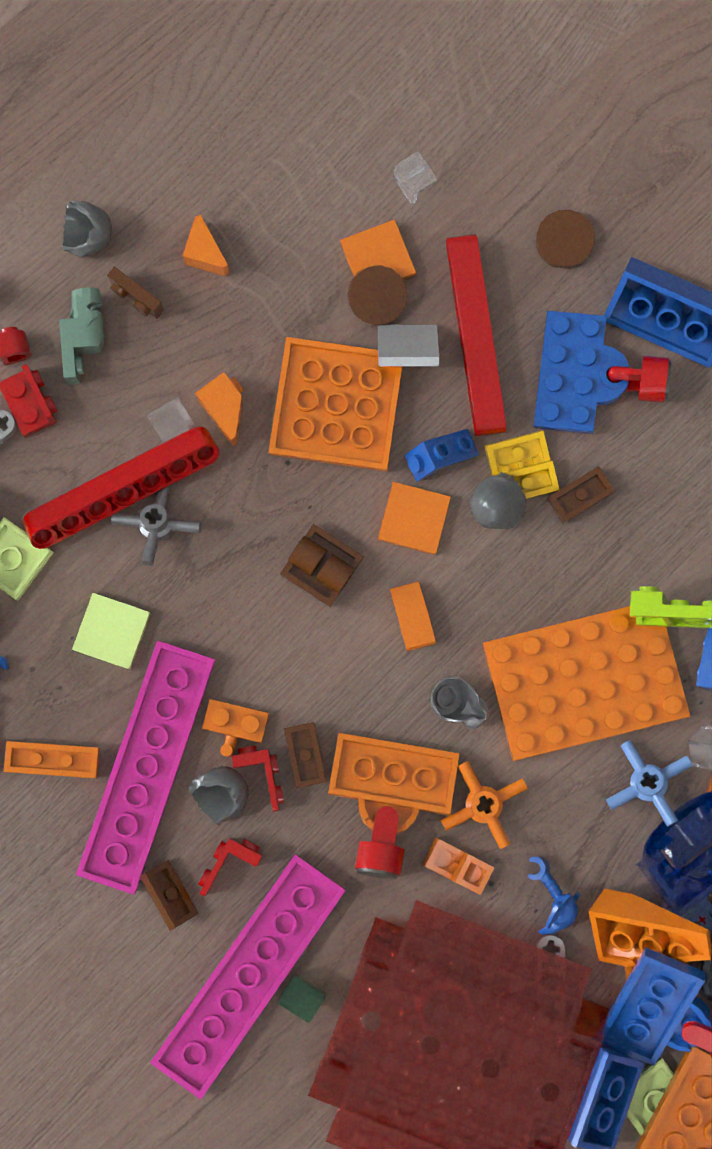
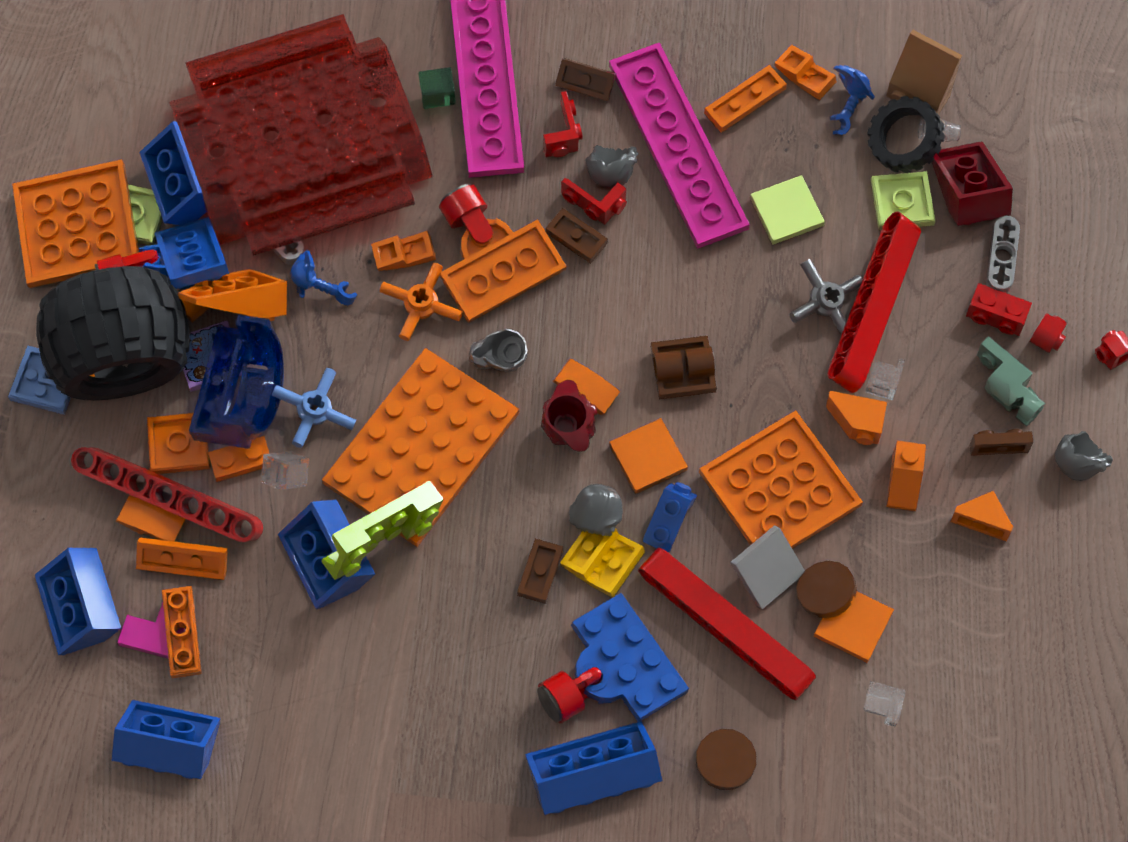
camera: 140 degrees right, 15 degrees down
(232, 330) = (906, 475): none -> orange slope
(235, 723) = (643, 220): orange plate -> none
(457, 591) = (569, 417): none -> dark red piece

